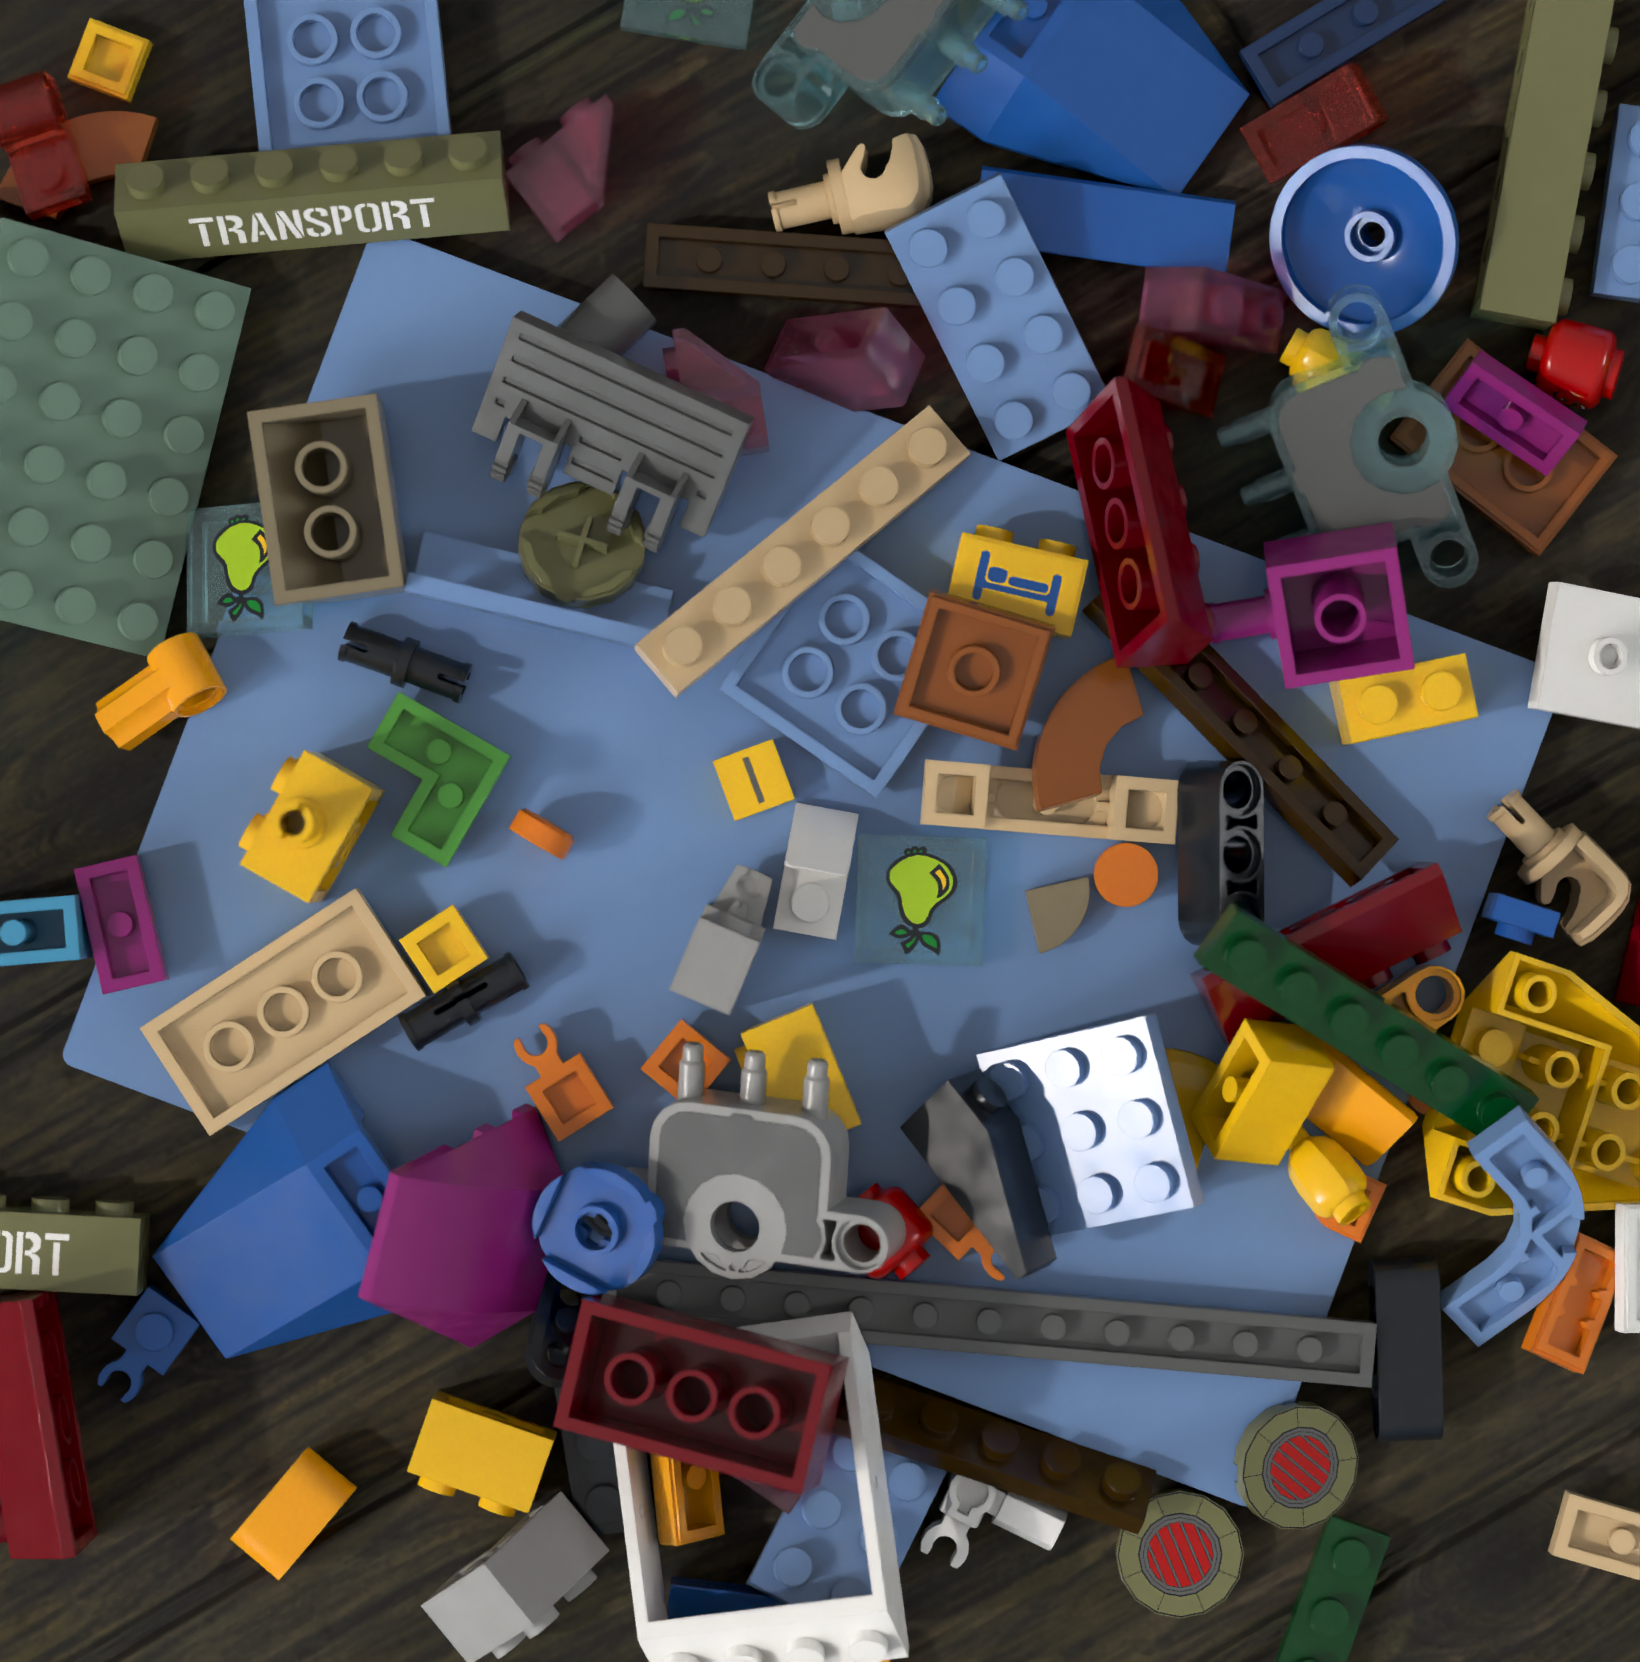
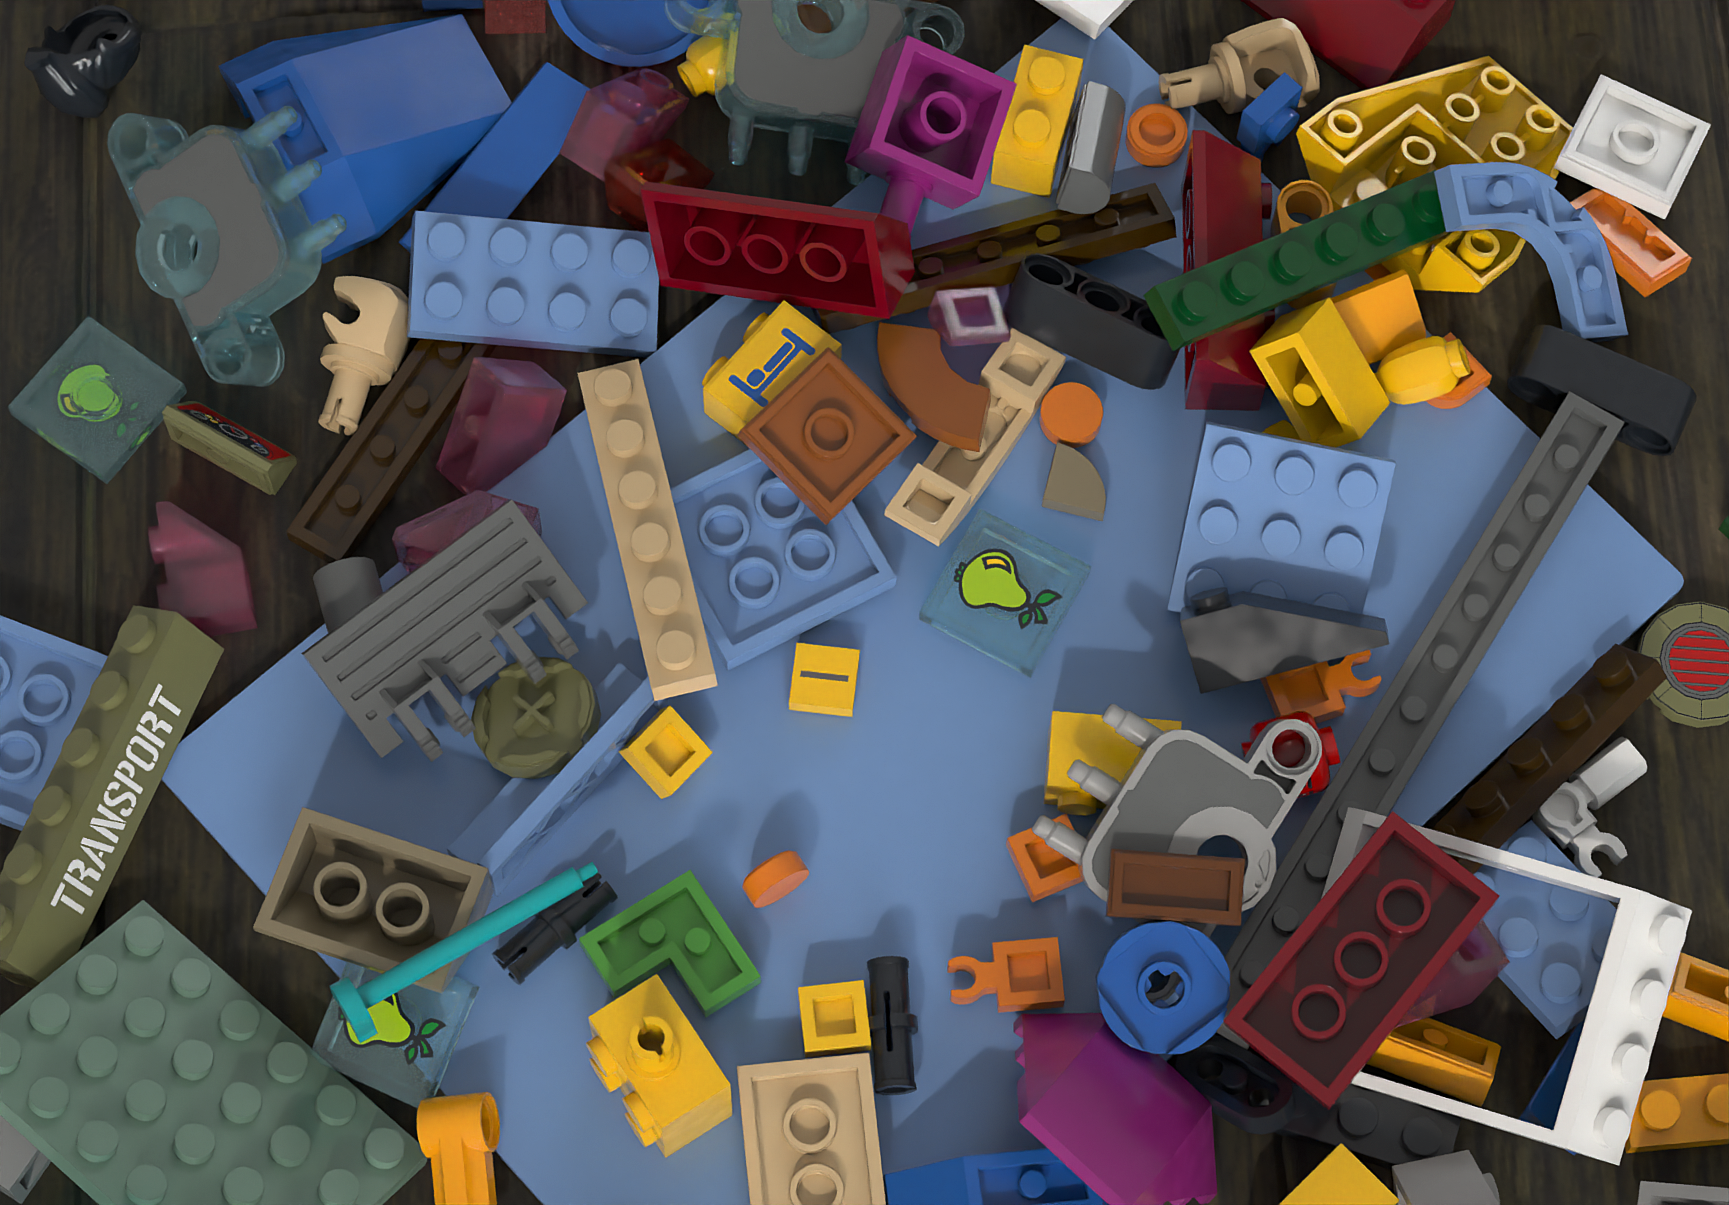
camera: 65 degrees left, 20 degrees down
(222, 539) = (356, 1001): none -> teal piece
(608, 677) = (665, 752): none -> yellow plate
(687, 1198) = (1175, 887): none -> reddish brown tile
(712, 121) = (229, 445): none -> olive slope
(725, 942) = (962, 765): light grey hinge -> none
(816, 871) = (929, 664): white slope -> none
(1164, 738) = (968, 317): none -> clear pink slope
(1296, 1465) = (1664, 525): tile -> none
(1396, 766) = (1091, 150): none -> dark grey brick
(1455, 814) = (1156, 135): none -> orange tile

